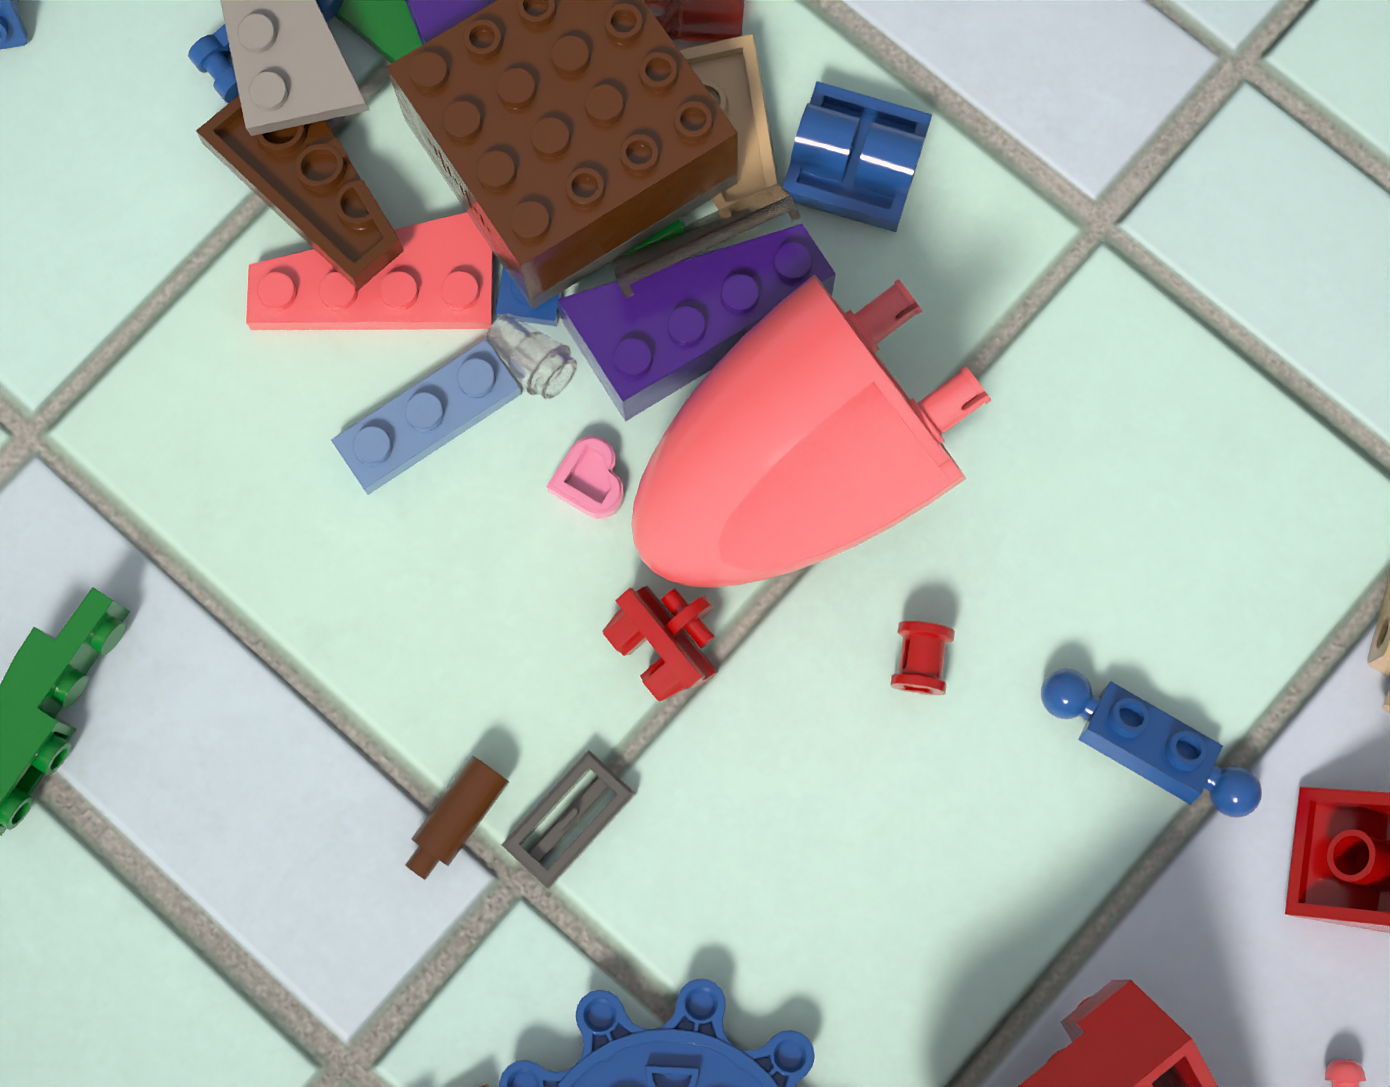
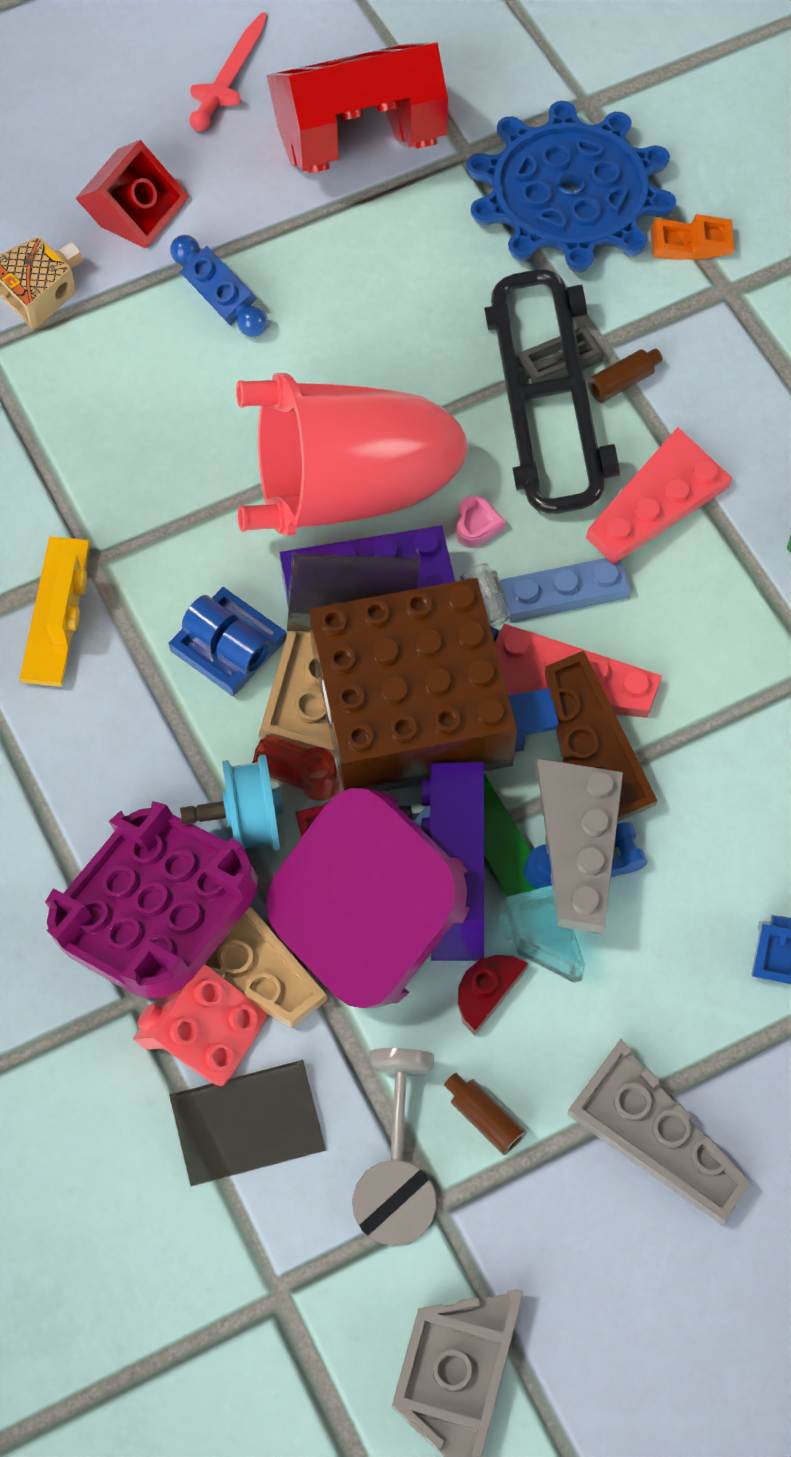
camera: 160 degrees left, 15 degrees down
(328, 625) = (658, 496): none -> coral wing
(406, 182) = (532, 714): none -> blue panel
(582, 907) = (600, 462): none -> black bar
(646, 618) = (467, 406): red hips -> none
(922, 657) = (324, 361): red bush -> none
(1111, 121) = (55, 611): none -> yellow bracket

